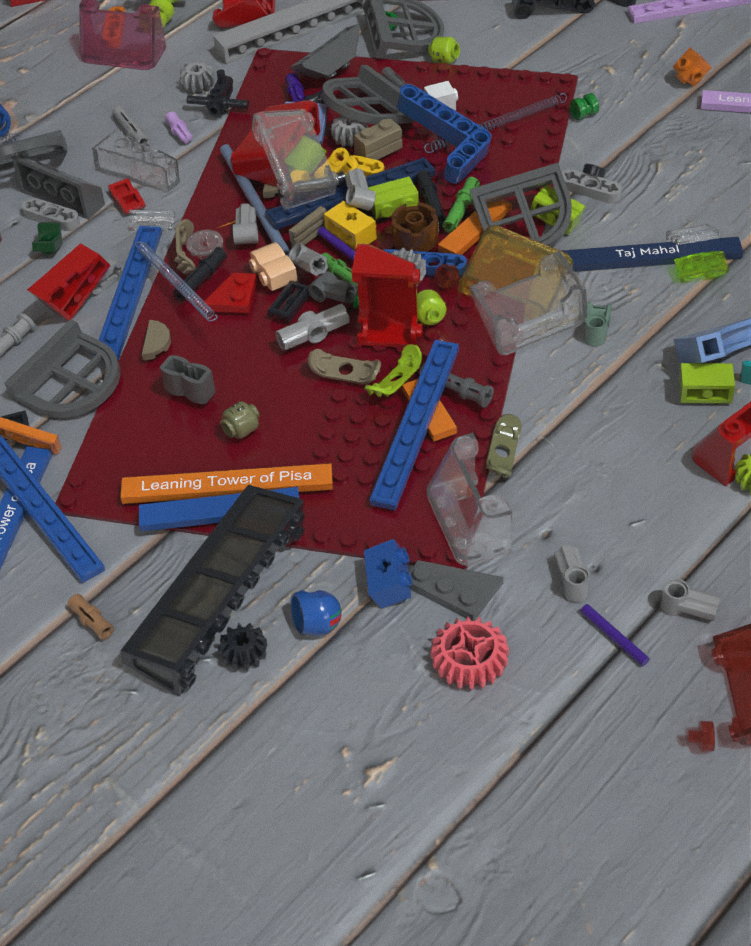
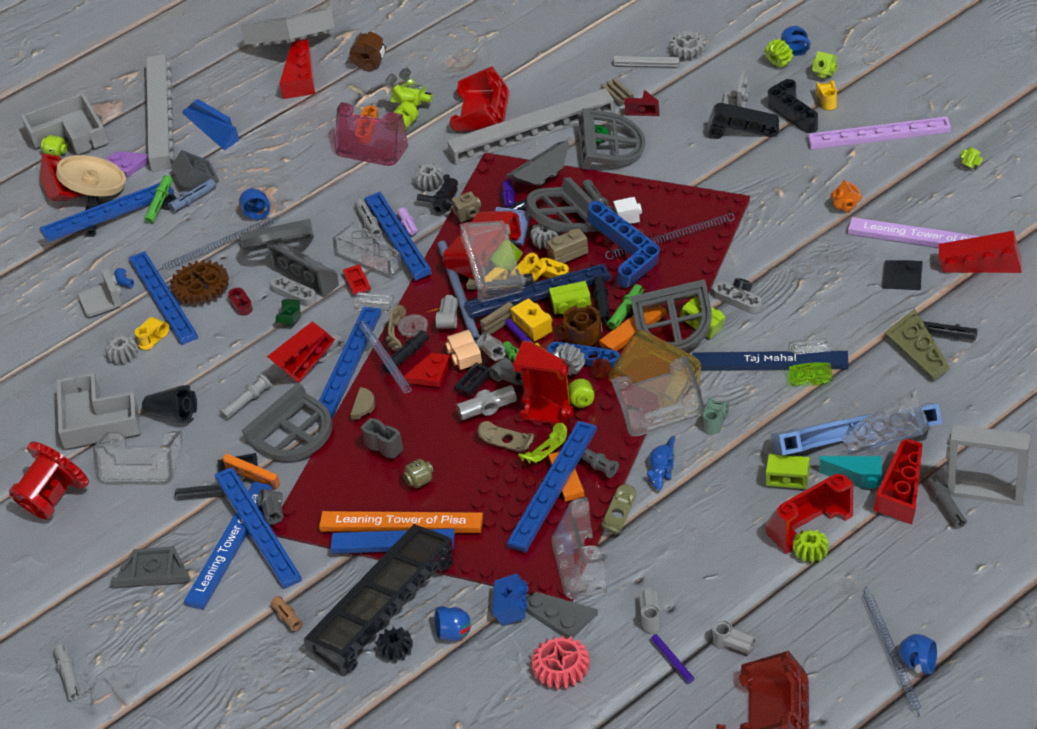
camera: 10 degrees right, 5 degrees down
(53, 472) = (271, 504): none -> dark grey piece
(170, 143) = (398, 236): none -> blue tile
(247, 103) = (466, 206): none -> dark tan brick
(358, 191) = (541, 290): light grey piece -> none
(444, 50) = (640, 165): lime head -> none
(544, 384) = (661, 463): none -> blue animal
(584, 106) = (747, 225): green wheel -> none

